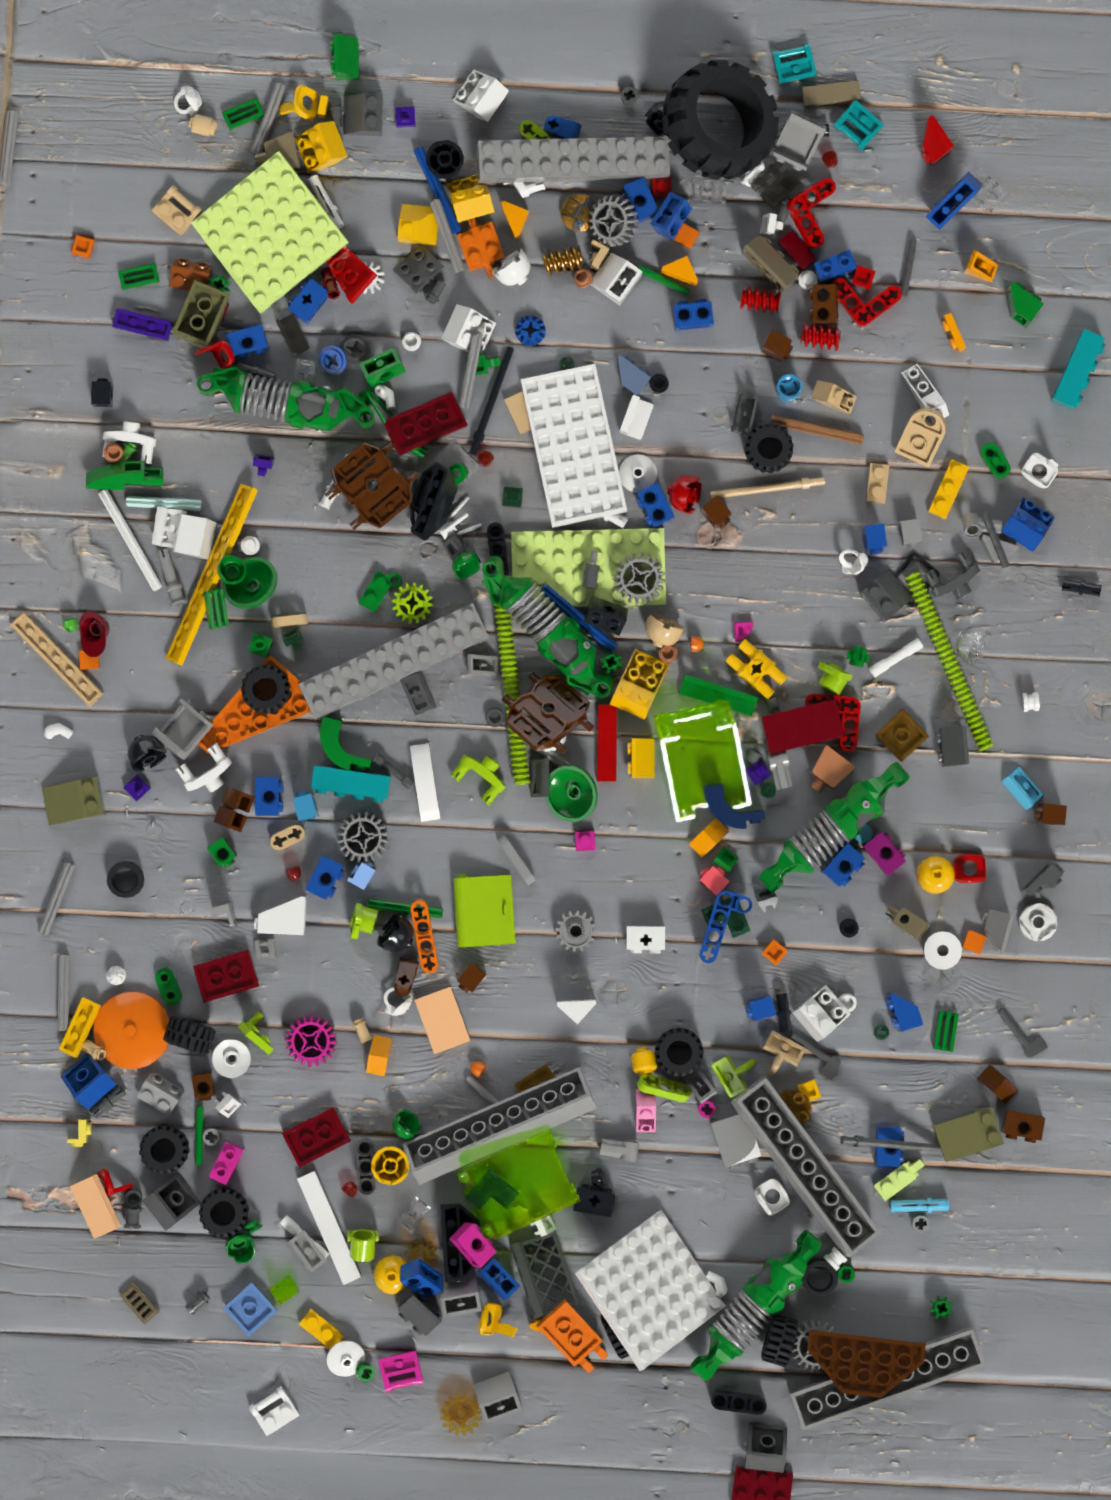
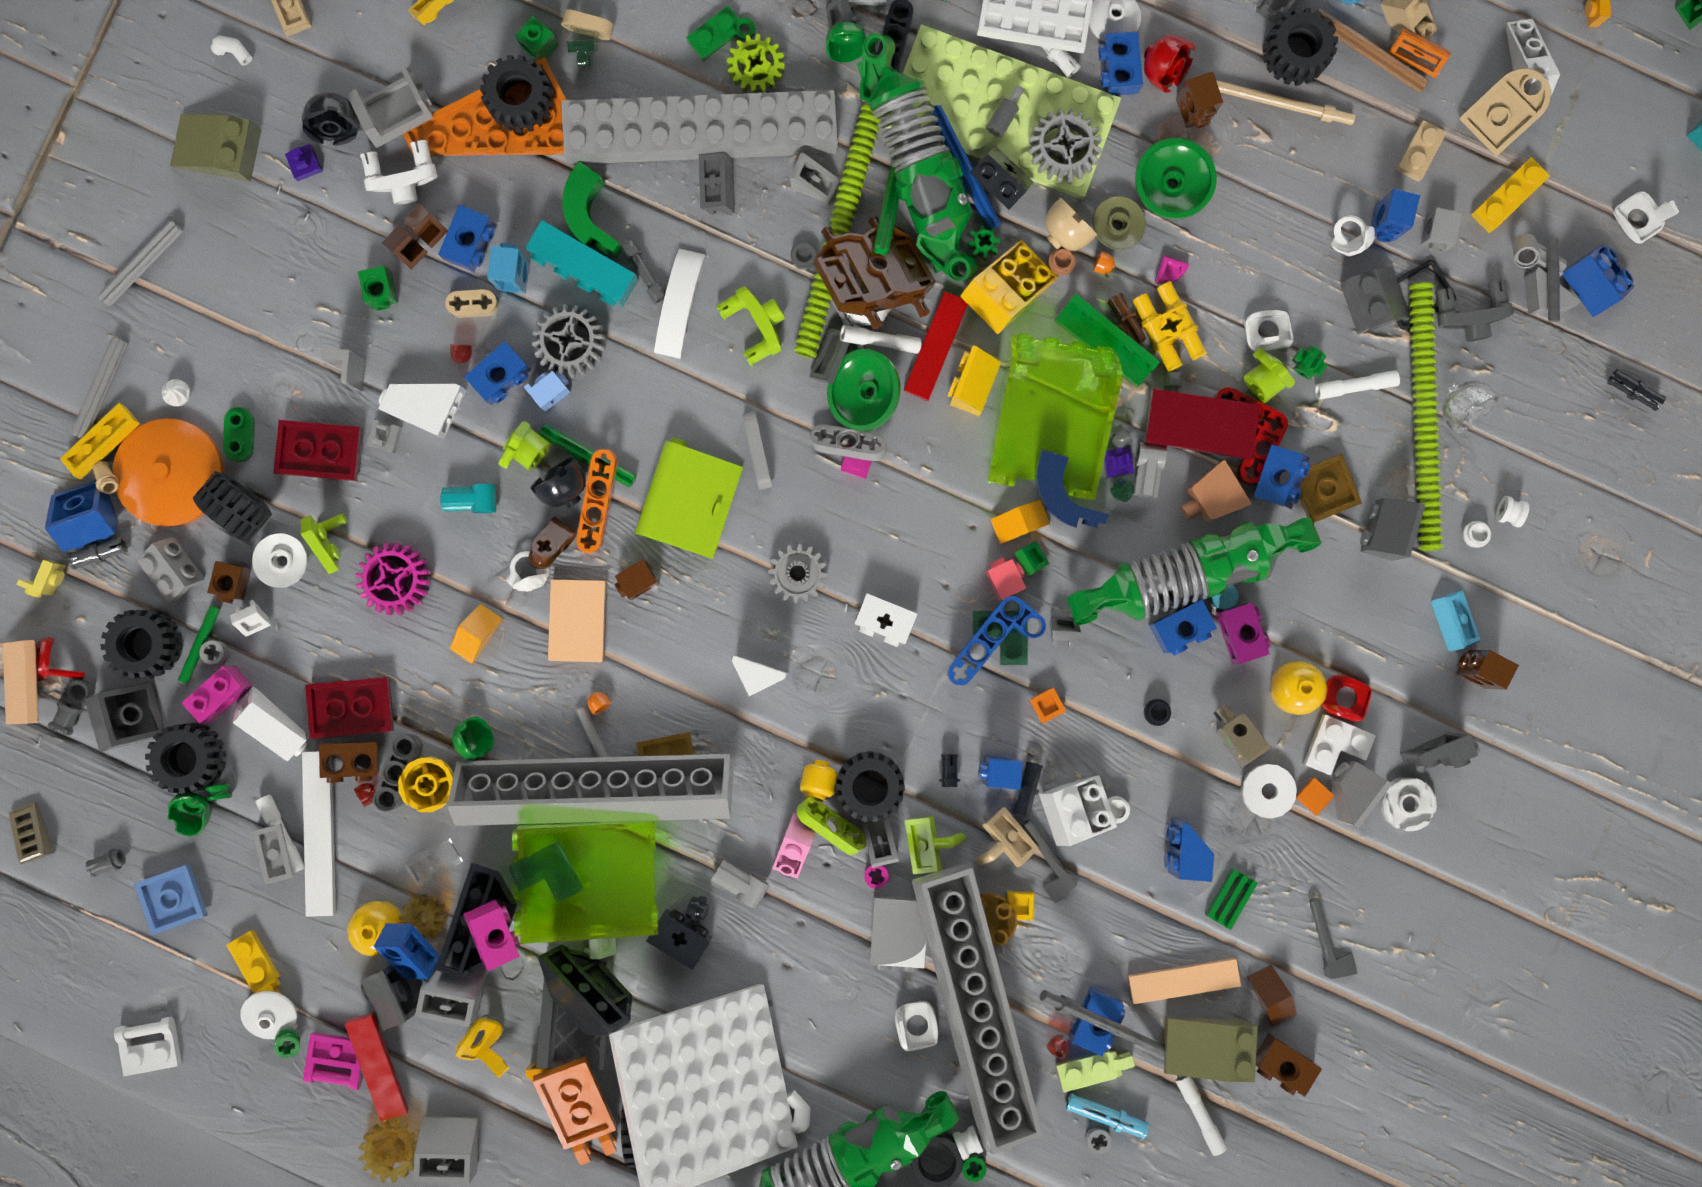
camera: 15 degrees right, 0 degrees up
(111, 875) = (221, 261): black tyre -> none
(268, 1168) = (269, 725): none -> white slope
(284, 1290) = (224, 892): clear neon green panel -> none
(329, 1166) = (348, 753): none -> reddish brown brick
(343, 966) = (477, 498): none -> teal piece
(362, 1030) = (466, 591): tan pin -> none
(362, 1244) = (351, 873): lime piece -> none
(430, 1362) = (376, 1066): none -> red tile
(498, 1279) = (510, 992): blue brick -> none
(541, 673) = (887, 216): none -> green axle
(547, 1256) = (586, 991): none -> black wedge
(557, 758) = (864, 336): none -> white piece
(582, 835) = (839, 434): none -> light grey beam
(700, 605) = (1129, 217): none -> olive dish
(723, 556) = (1185, 165): none -> green dish
(726, 675) = (1126, 318): none -> reddish brown axle
(727, 1021) = (949, 770): none -> black pin
(835, 646) = (1280, 318): none -> white piece
(851, 419) = (1423, 43): none -> orange tile
(863, 749) = (1277, 462): none -> blue brick
(870, 1173) = (1058, 1046): none -> clear red hinge
(881, 1028) = (1147, 860): clear green hinge -> none
(935, 1097) = (1184, 980): none -> light nougat tile
(971, 897) = (1334, 737): none -> white plate
(990, 1188) = (1208, 1129): none -> white piece
(996, 460) = (1589, 182): green plate -> none
(1013, 725) = (1476, 534): none -> white plate

